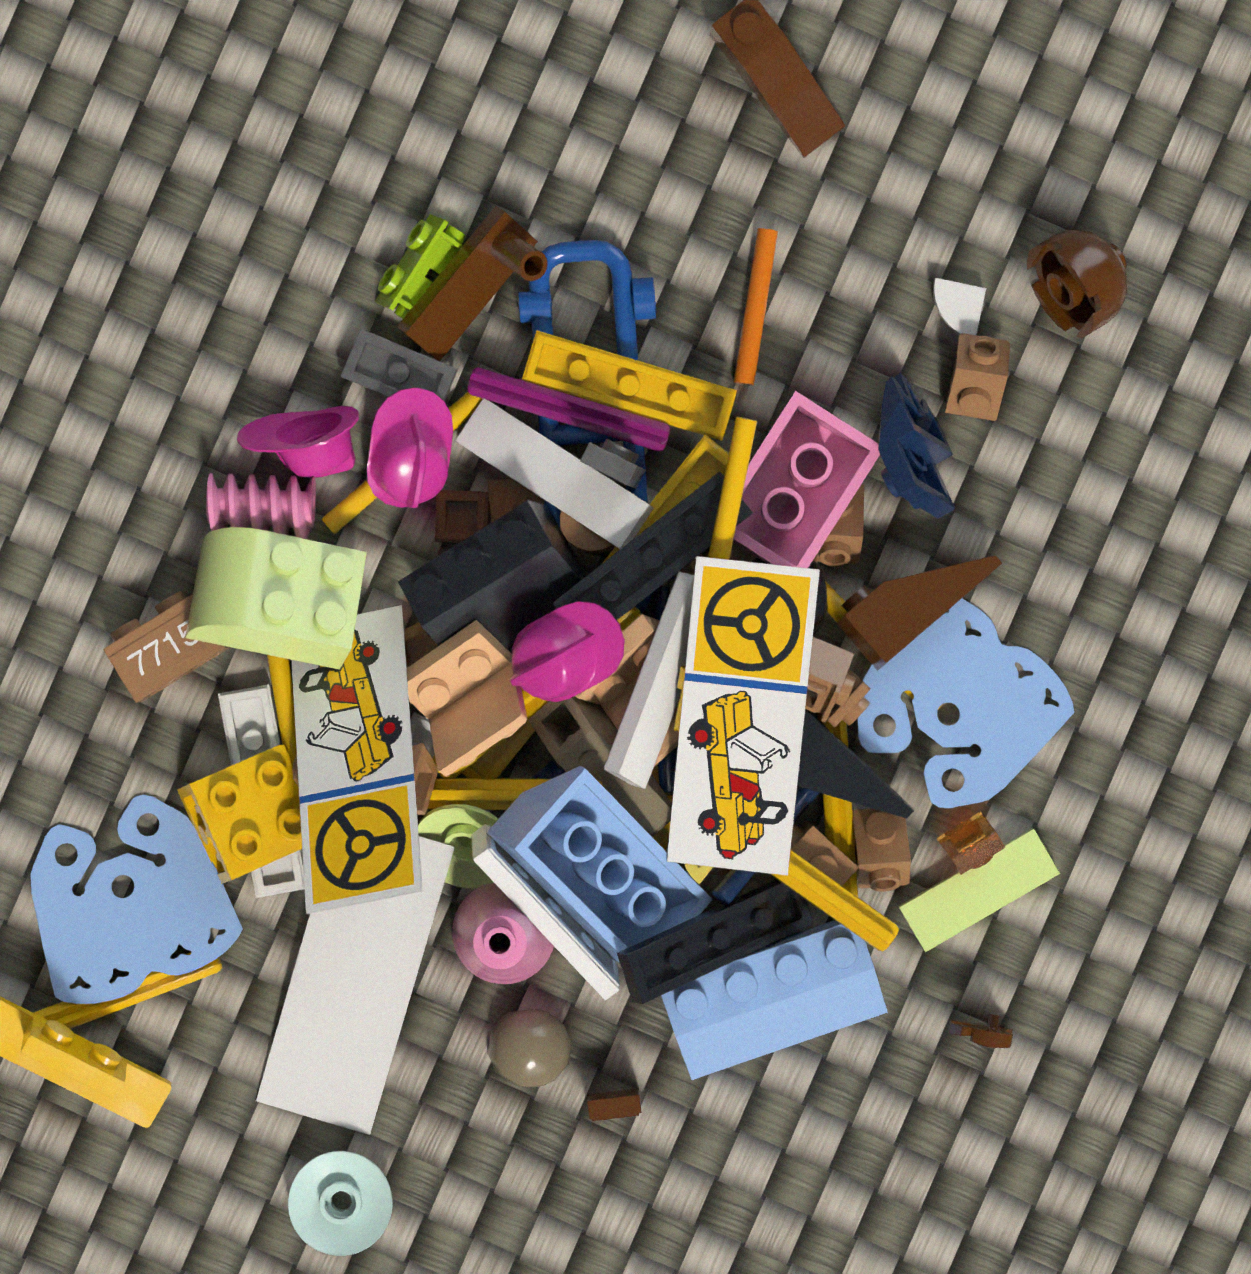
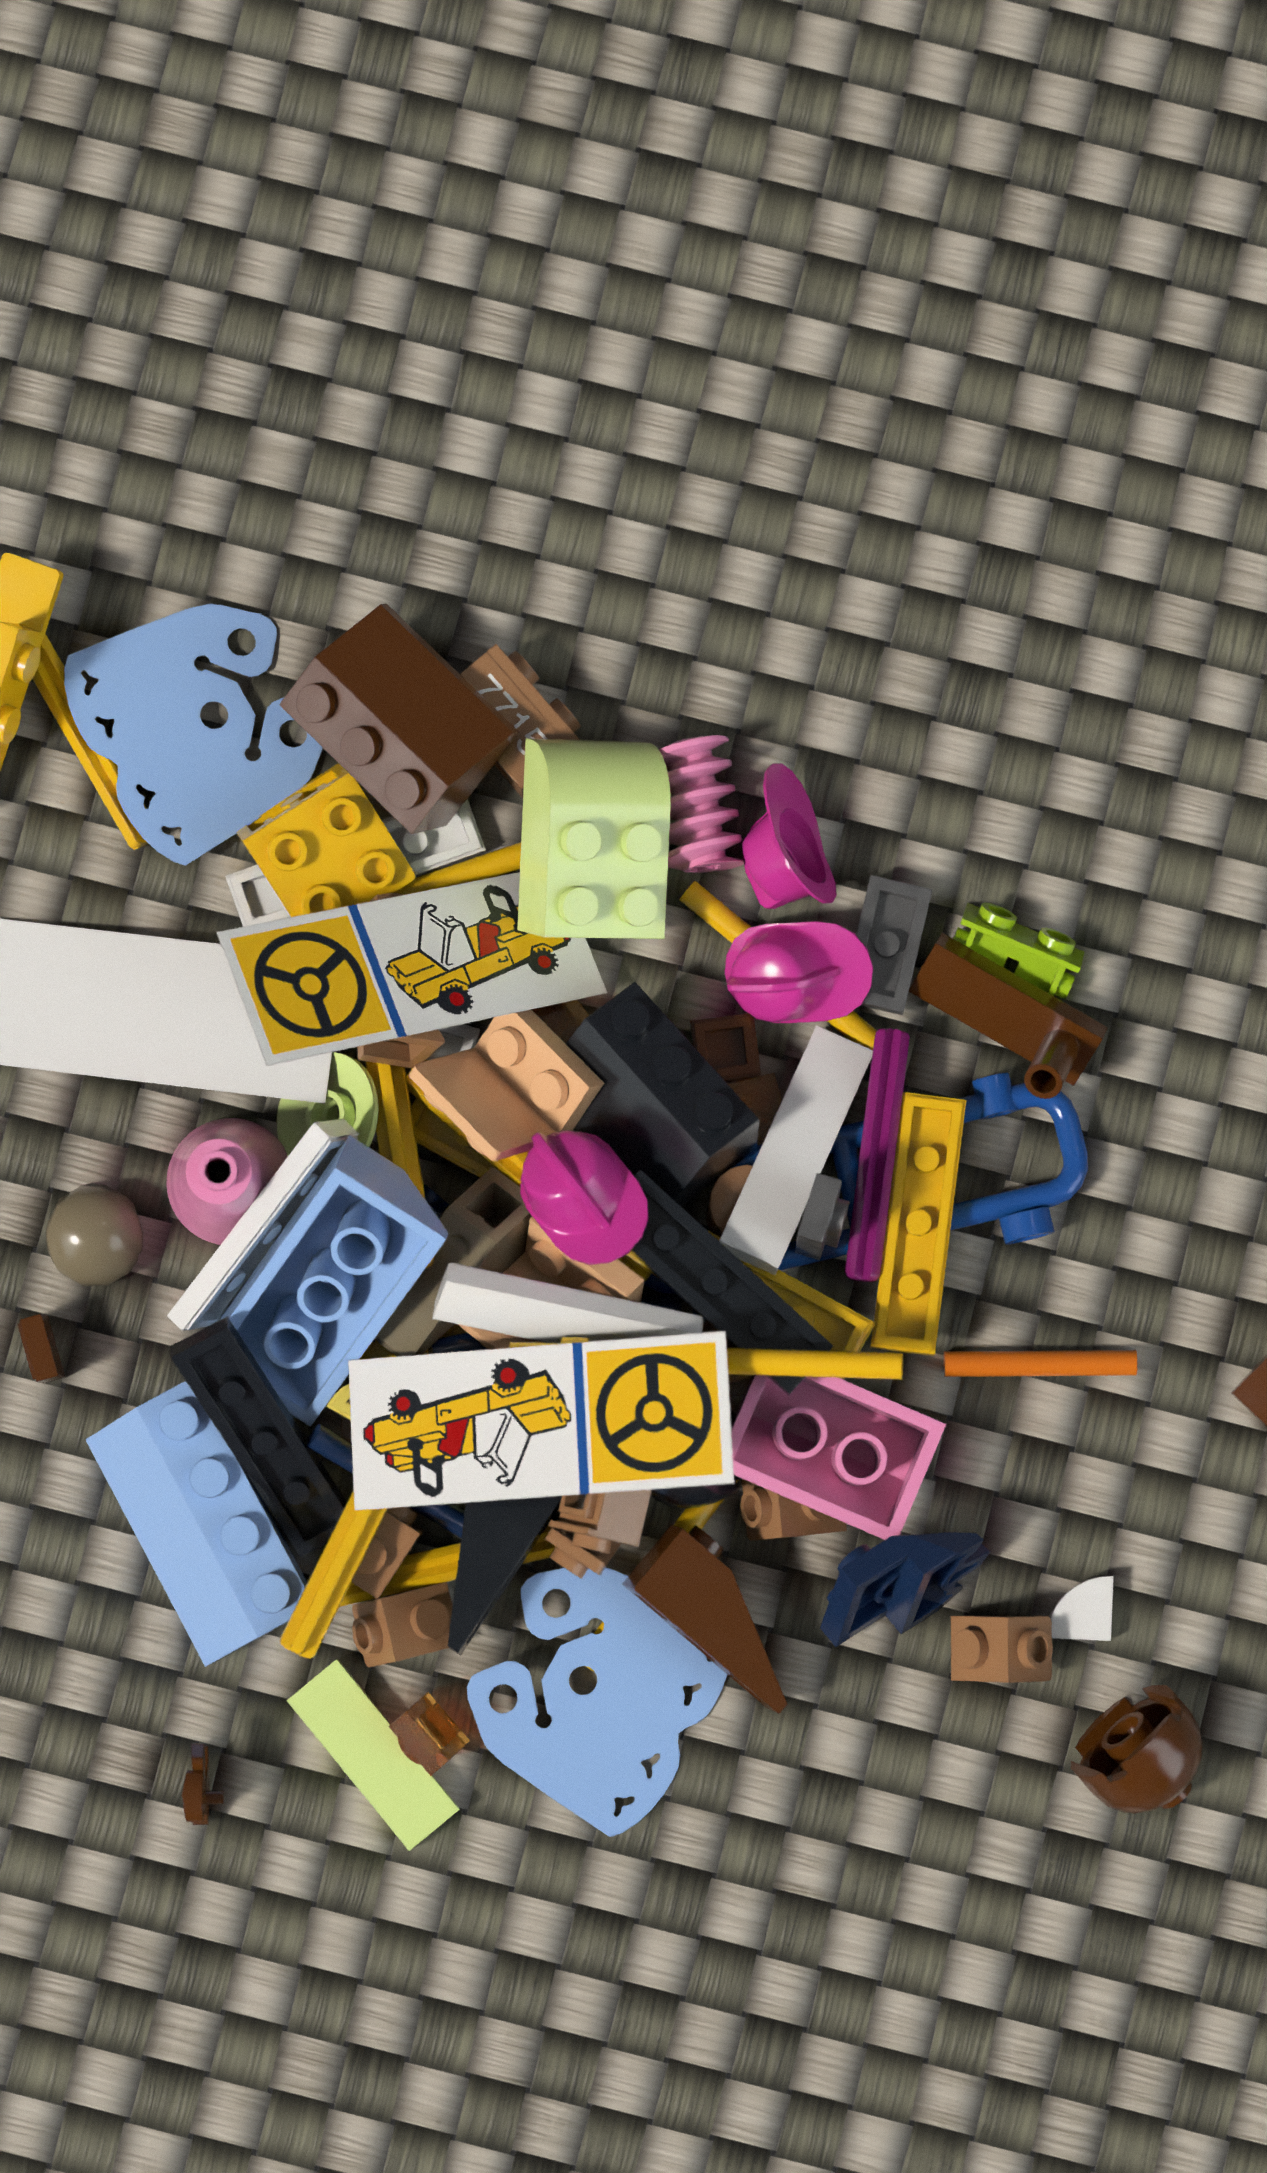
camera: 75 degrees right, 5 degrees down
(153, 737) = (399, 720): none -> reddish brown slope

